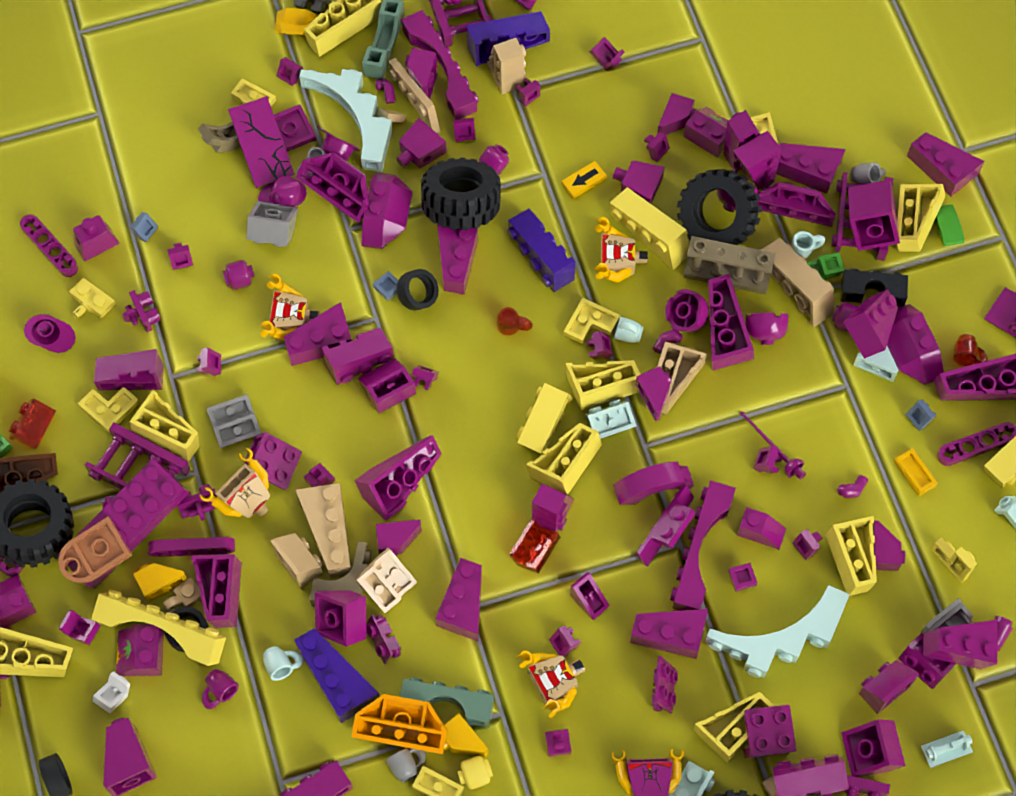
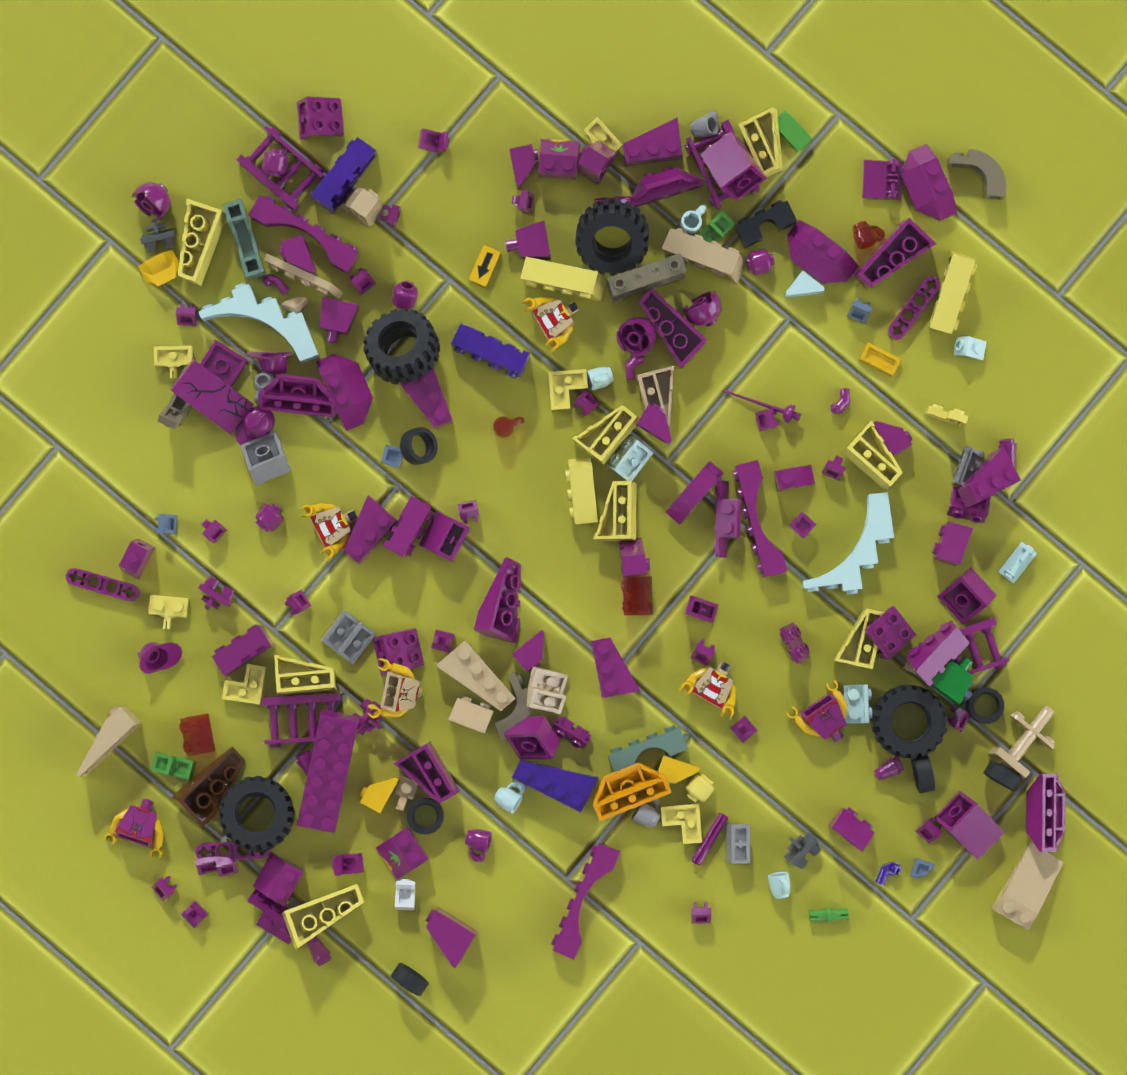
camera: 30 degrees left, 20 degrees up
(94, 551) = (325, 807): nougat tile -> none
(191, 547) = (385, 753): magenta beam -> none
(198, 643) = (446, 824): light yellow arch -> none
(670, 631) = (776, 598): magenta wedge -> none
(760, 159) = (618, 174): magenta wedge -> none
(872, 323) = (783, 260): magenta wedge -> none
(944, 162) = (759, 78): magenta wedge -> none

